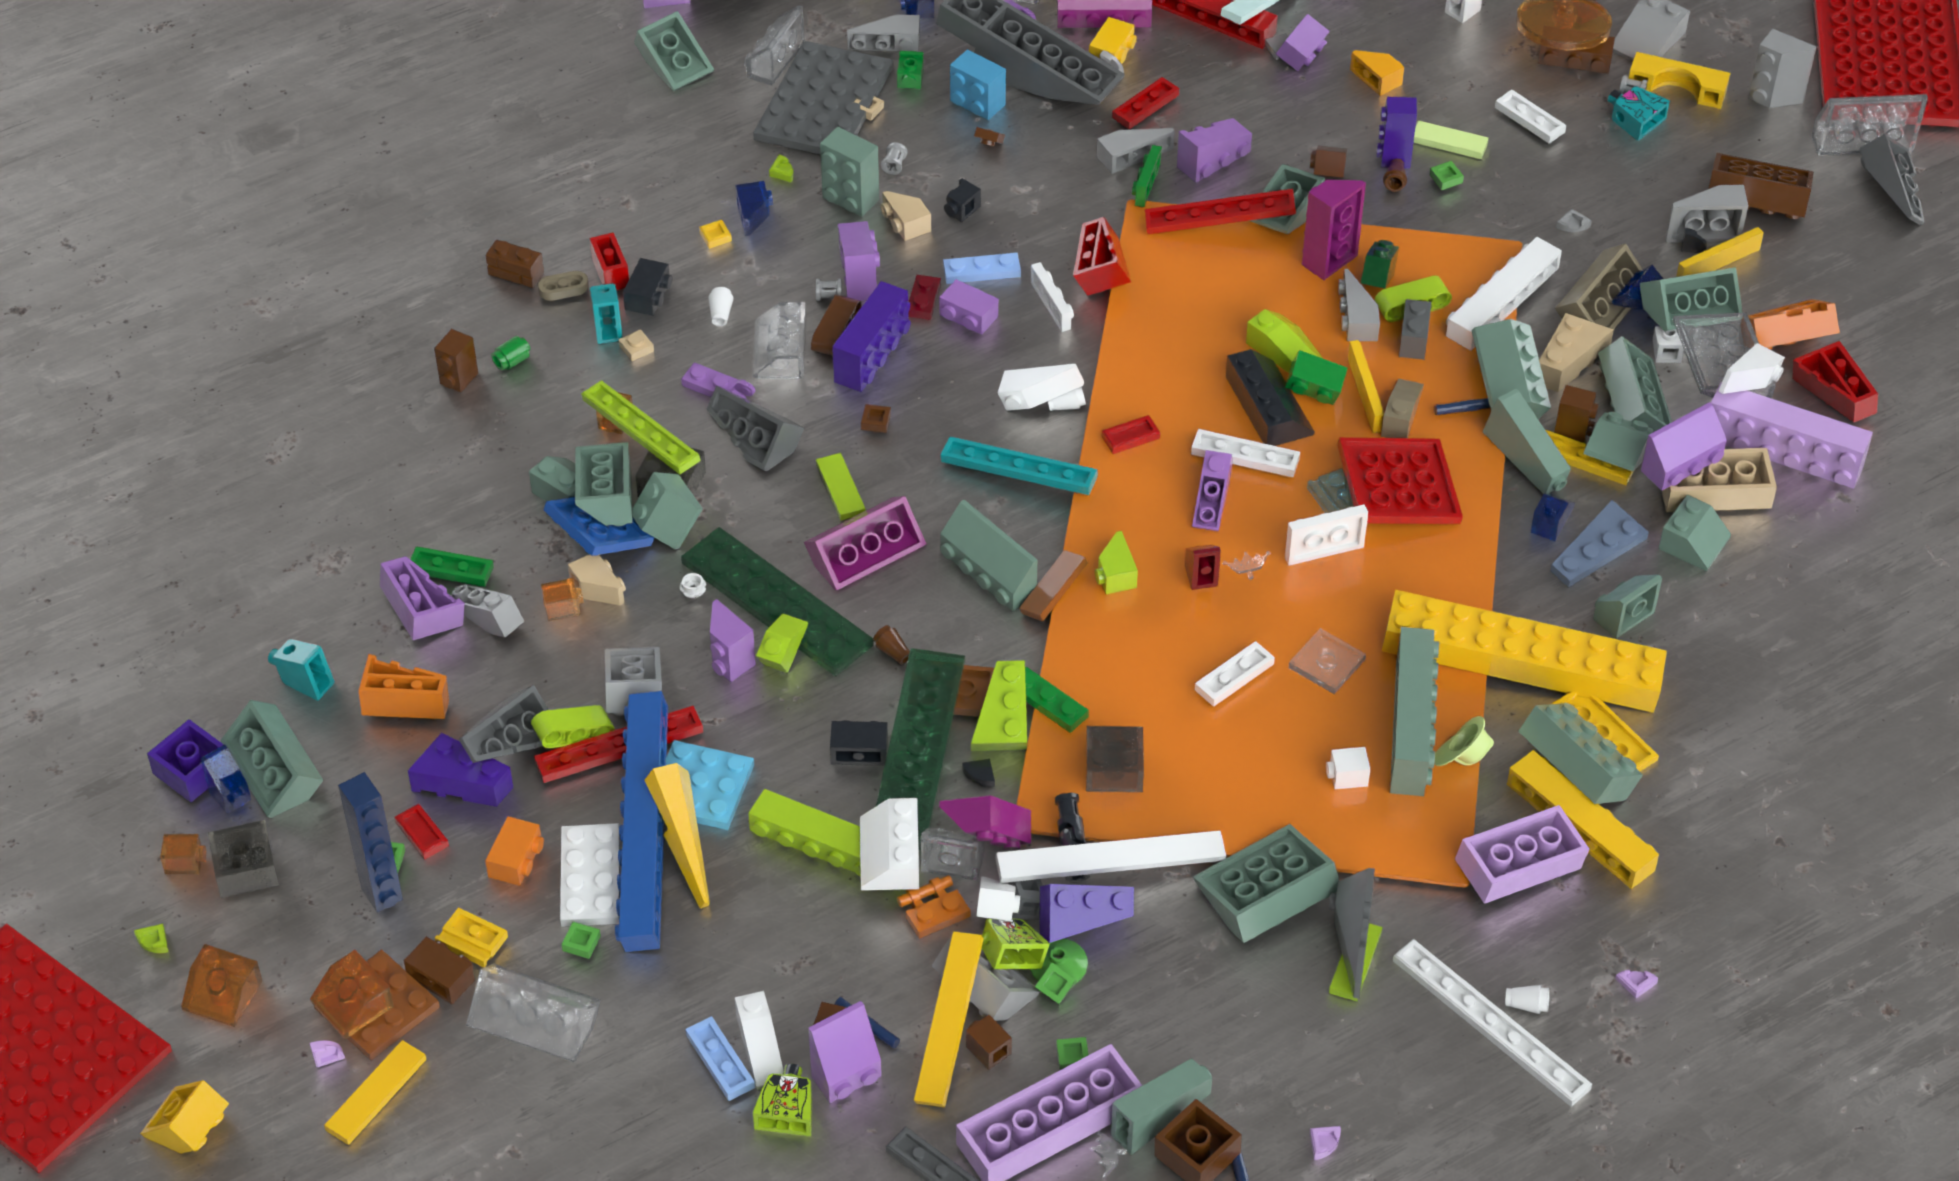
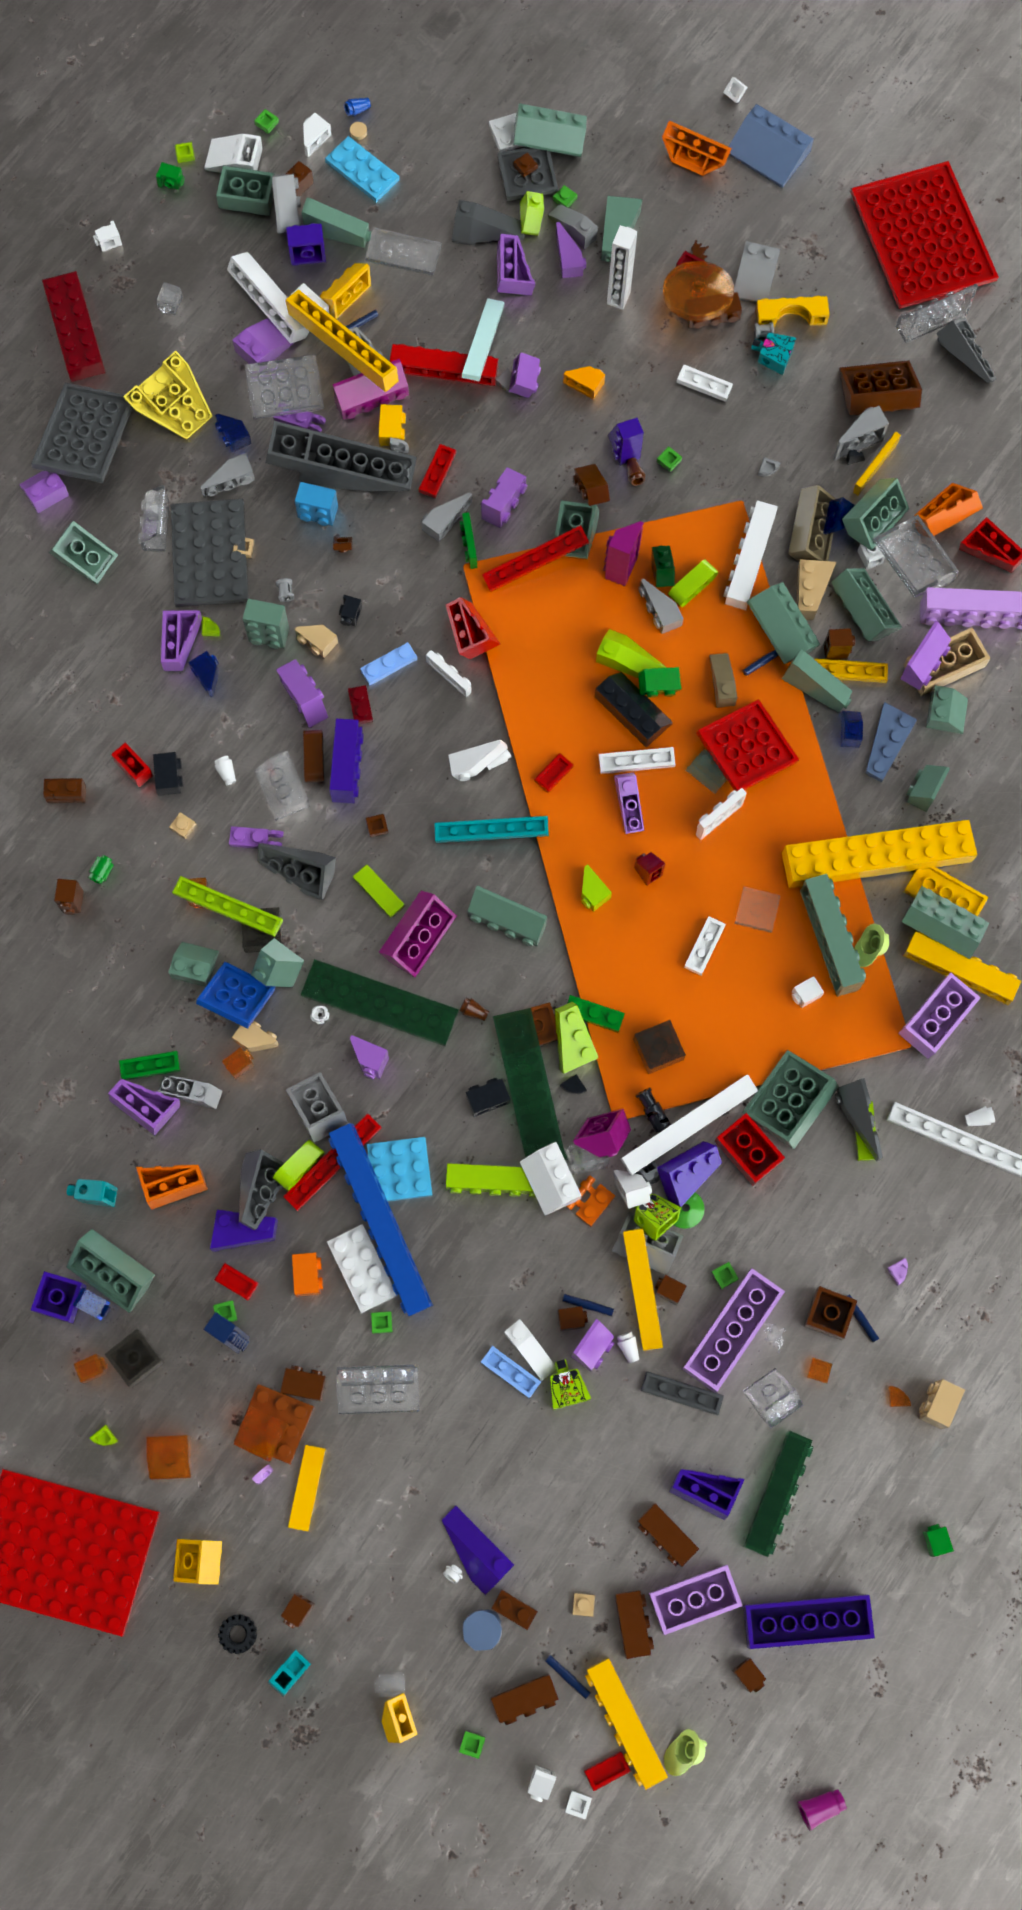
camera: 25 degrees left, 25 degrees up
(472, 937) = (310, 1350): yellow plate -> none
(563, 285) = (106, 793): dark tan plate -> none
(604, 305) = (150, 809): teal torso -> none
(604, 482) = (225, 962): sand green slope -> none
(674, 798) = (398, 1203): yellow wedge -> none
(715, 234) = (190, 705): yellow tile -> none
(738, 160) = (178, 636): none -> medium lavender wedge
(781, 642) = (403, 1040): lime slope -> none
(828, 294) = (294, 726): light grey bush -> none
(896, 1086) = (628, 1346): none -> white cone
(910, 69) = (259, 503): green brick -> none
(968, 306) = (396, 704): medium lavender brick -> none
(1053, 585) = (557, 920): dark orange tile -> none
(1055, 983) = (692, 1229): bright green plate -> none
(1154, 1105) = (795, 1291): sand green slope -> none
(1180, 916) = (749, 1149): none -> red brick
(1248, 564) = (675, 851): clear piece -> none
(1366, 386) = (693, 672): yellow tile -> none
(1415, 329) = (706, 611): dark grey brick -> none
(1450, 140) = (662, 423): yellowish green tile -> none
(1618, 441) = (874, 656): sand green slope -> none
(1753, 370) = (946, 568): white slope -> none
(1781, 70) = (863, 285): light grey slope -> none

